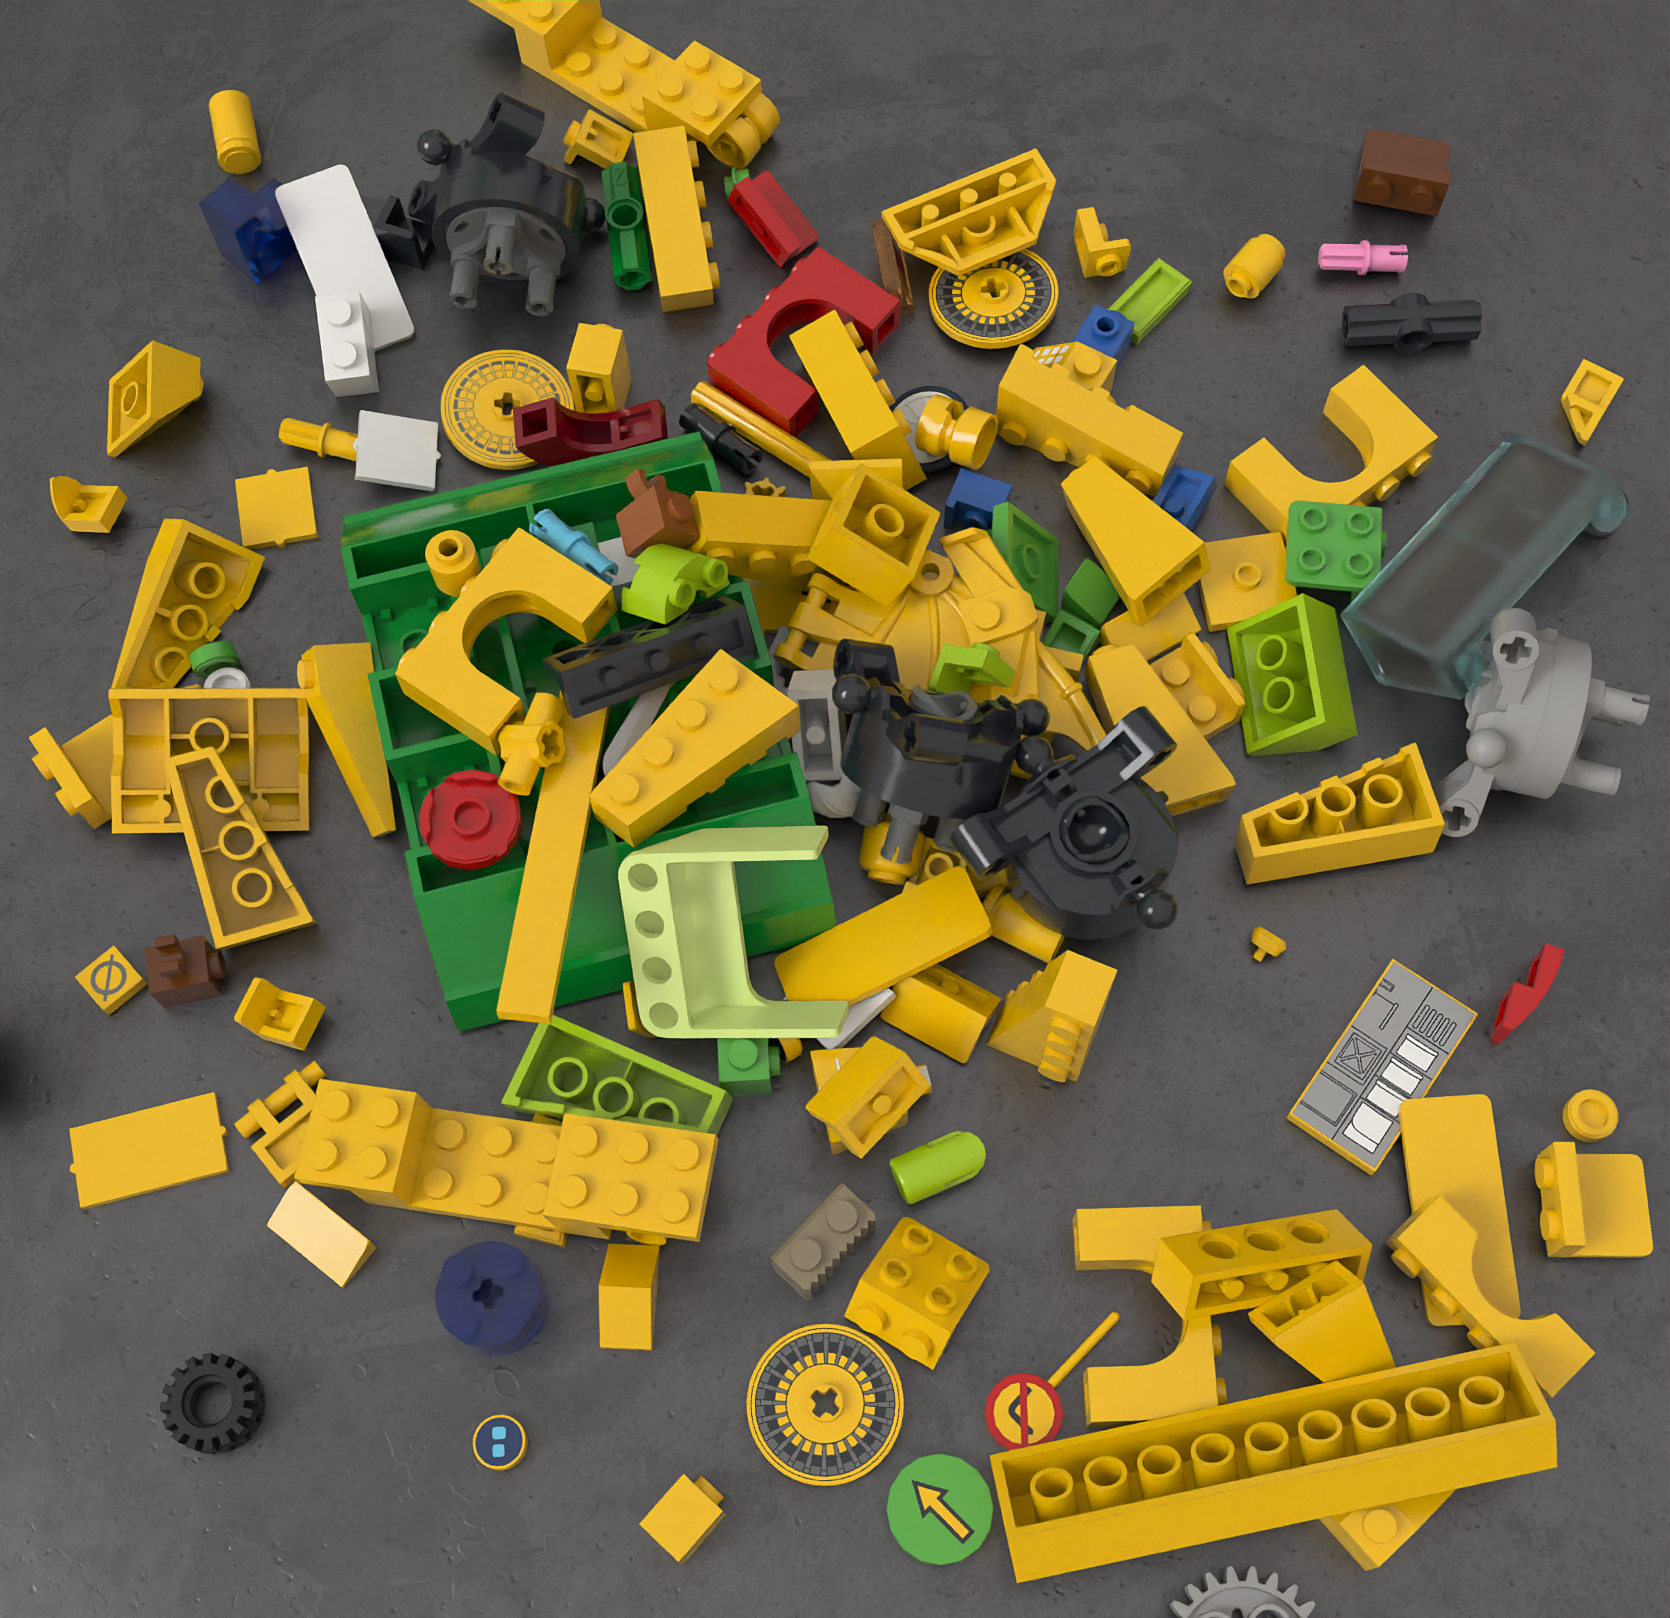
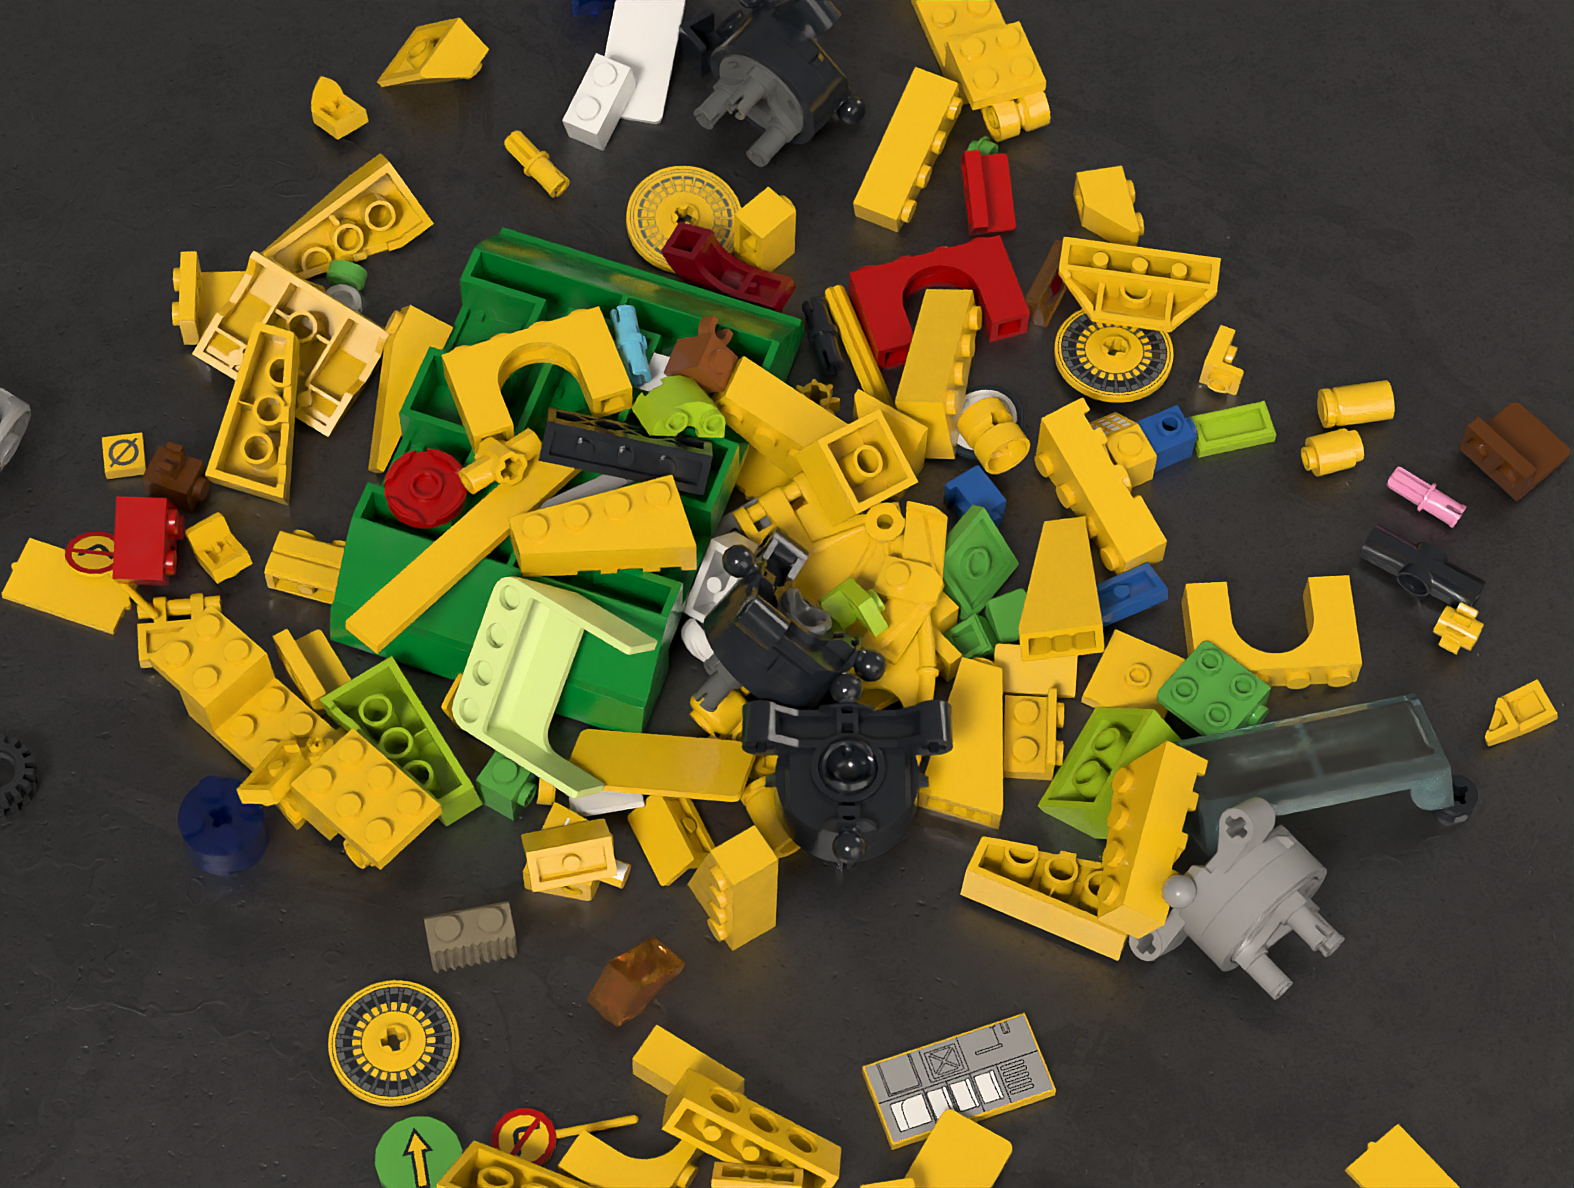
camera: 30 degrees right, 5 degrees down
(159, 1098) = (93, 555): none -> yellow piece
(199, 1056) = (146, 540): none -> red brick
(276, 508) = (468, 193): yellow piece -> none
(320, 1234) = (143, 713): yellow slope -> none
(387, 972) = (304, 566): none -> yellow brick
(396, 451) = (581, 202): white piece -> none
(452, 561) = (537, 301): yellow brick -> none
(463, 1073) = (311, 666): none -> yellow panel
(500, 1442) = (163, 924): dark blue tile -> none
(520, 1203) = (279, 769): none -> yellow hinge
(597, 140) = (899, 55): yellow bracket -> none
(626, 226) = (861, 147): green piece -> none
(628, 1297) = (314, 887): yellow slope -> none
(684, 1517) = (246, 1048): yellow brick -> none
(889, 166) = (1106, 205): none -> yellow slope
(916, 1291) = (509, 1008): yellow bracket -> none
(938, 1165) = (586, 937): lime arm -> none
(1017, 1178) = (633, 981): none -> clear orange arch
(1240, 212) = (1355, 404): none -> yellow piece
(1266, 943) = (943, 944): yellow rock -> none
(1402, 717) = (1146, 836): none -> yellow wedge
(1485, 354) = (1458, 628): none -> yellow gear
(1522, 999) = (1092, 1104): red slope -> none

